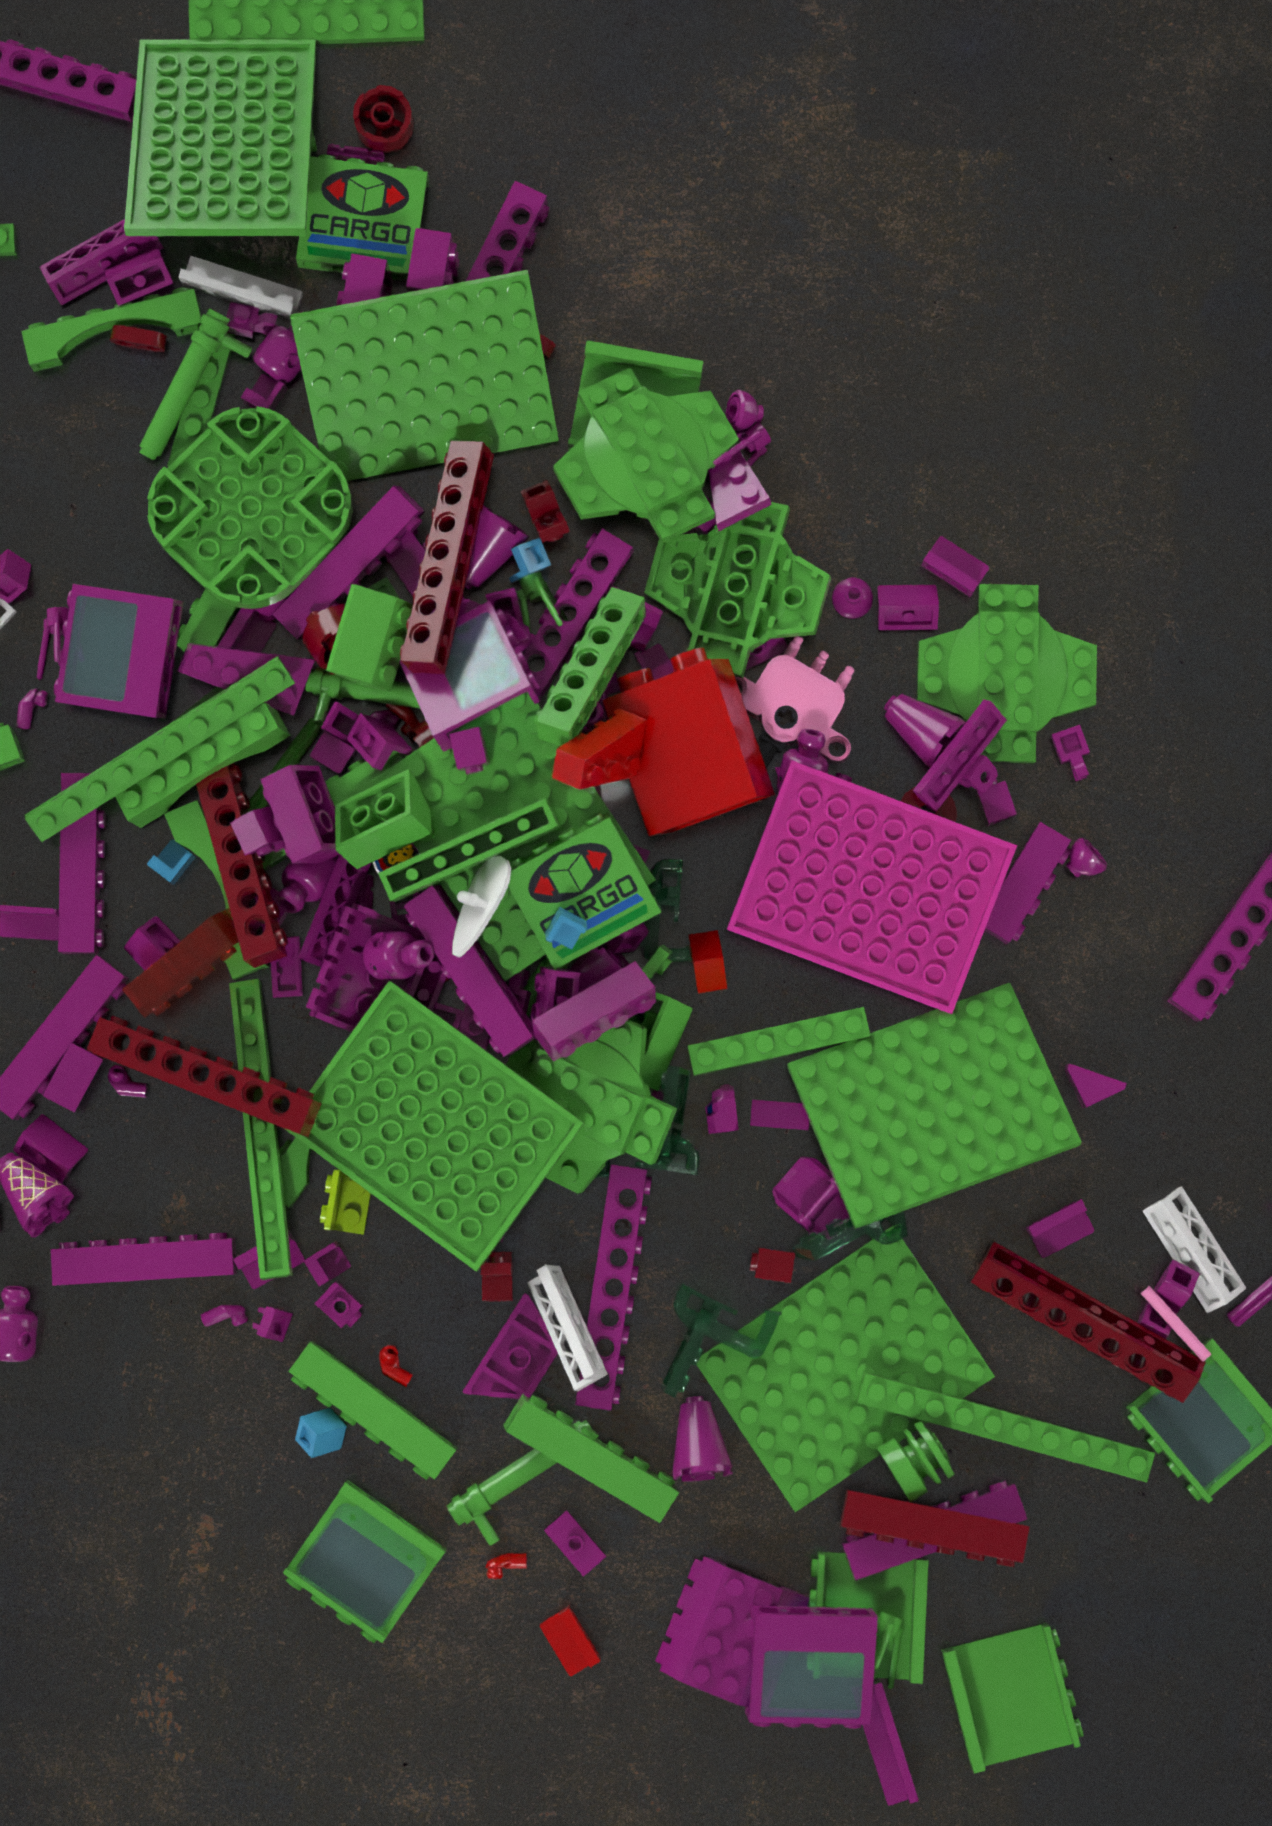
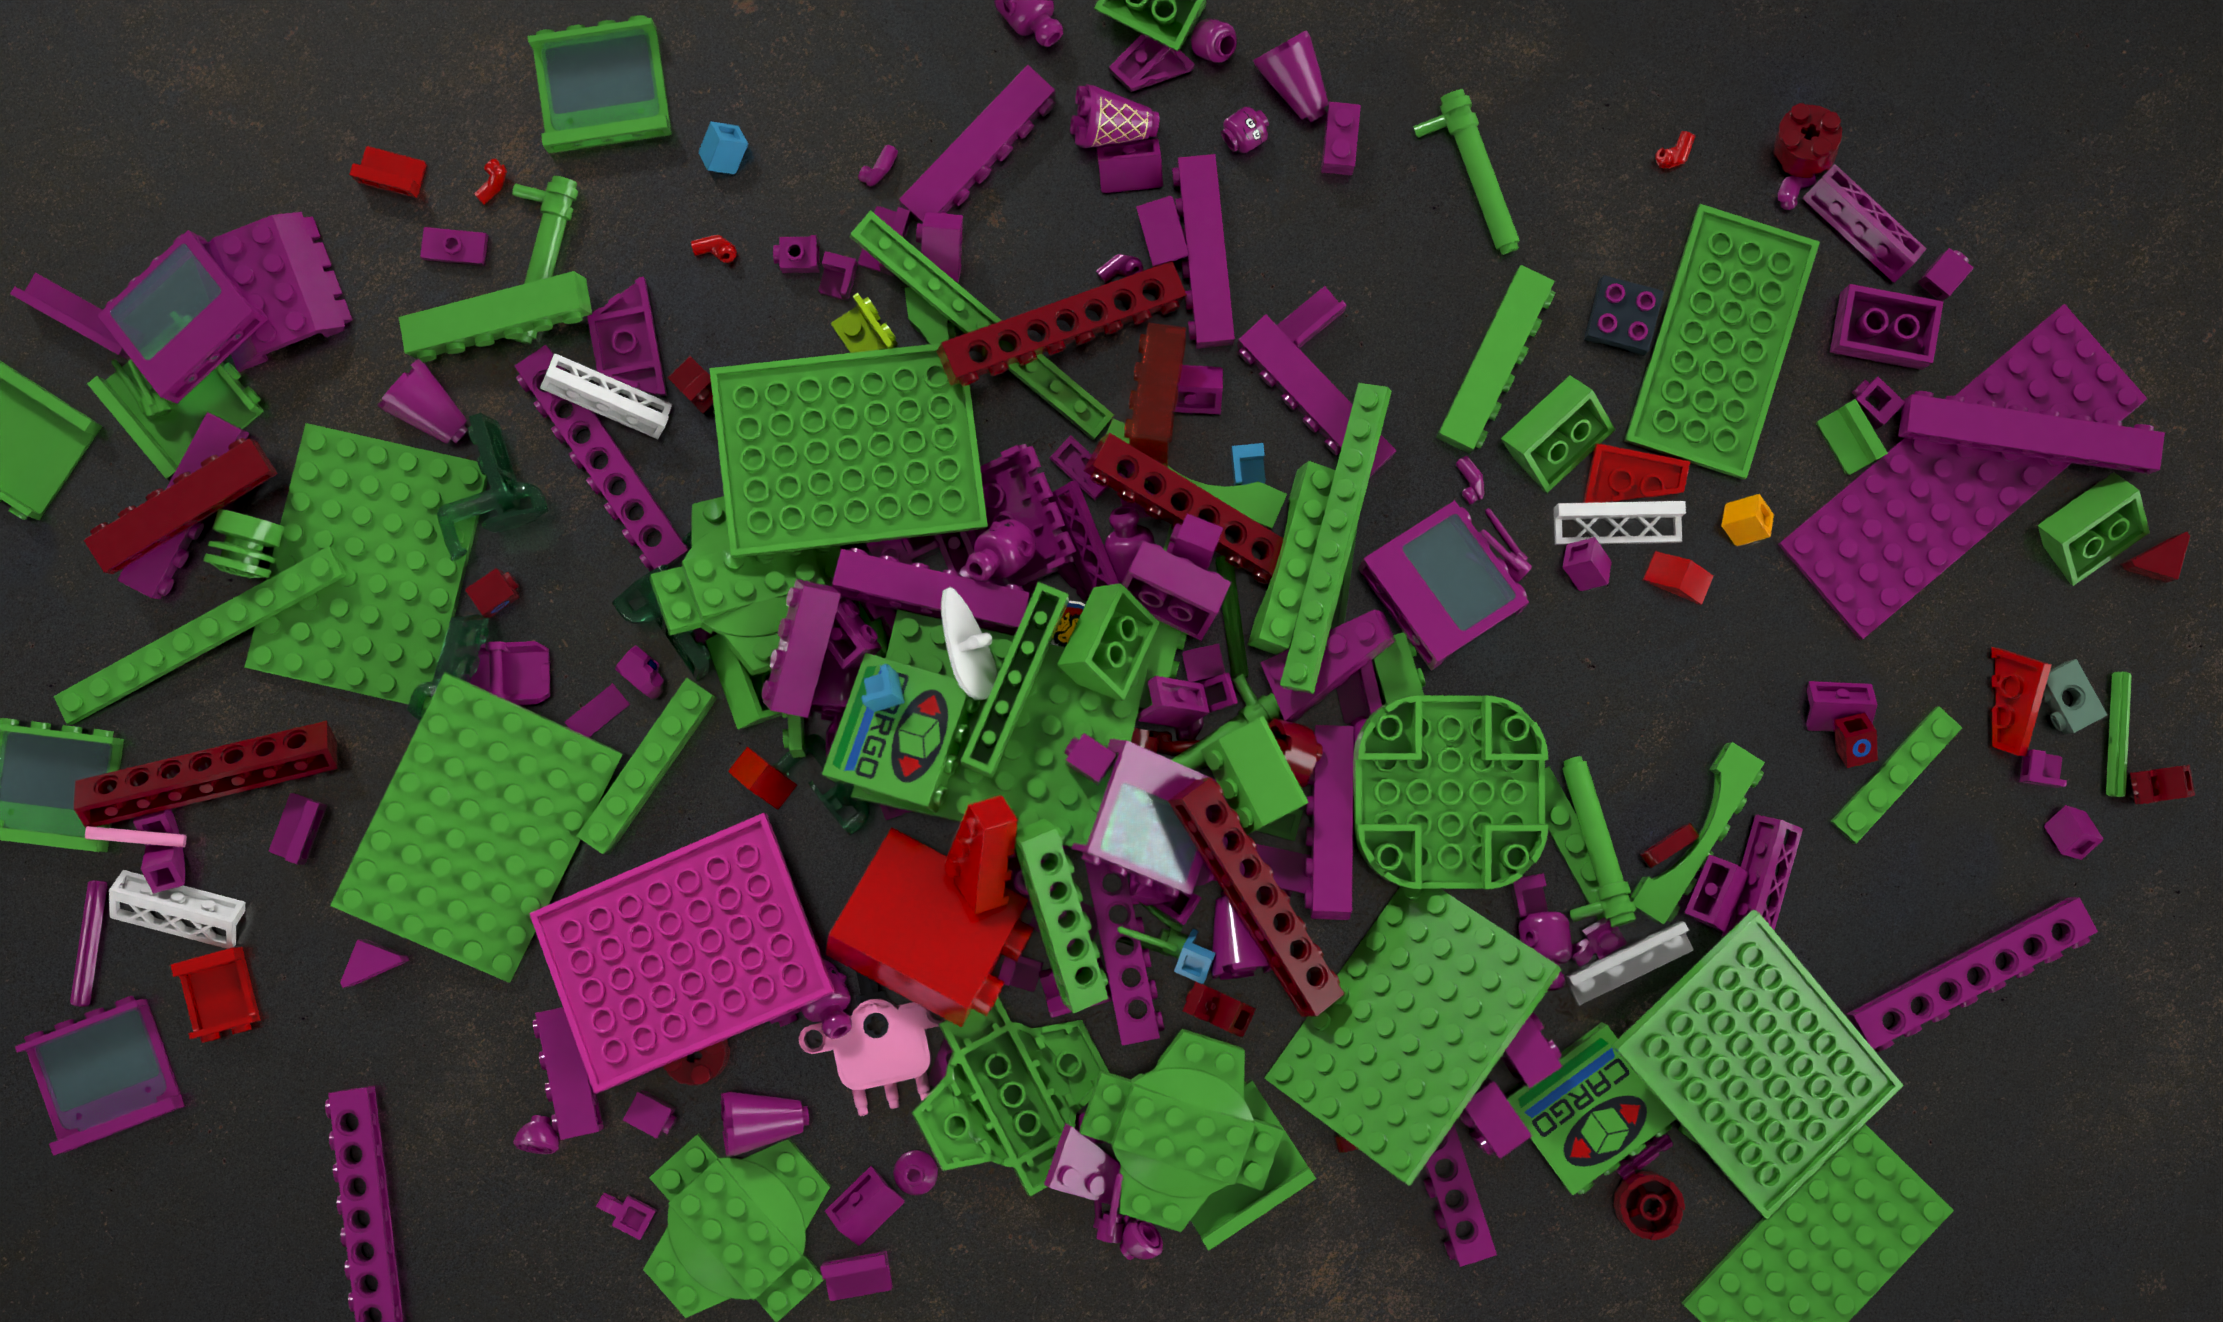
camera: 135 degrees right, 0 degrees up
(231, 1214) = (942, 241): none -> magenta brick
(273, 1323) = (835, 194): magenta tile -> none
(372, 1410) = (698, 200): bright green brick -> none
(962, 758) = (702, 1123): magenta plate -> none
(1218, 1163) = (217, 993): none -> red panel

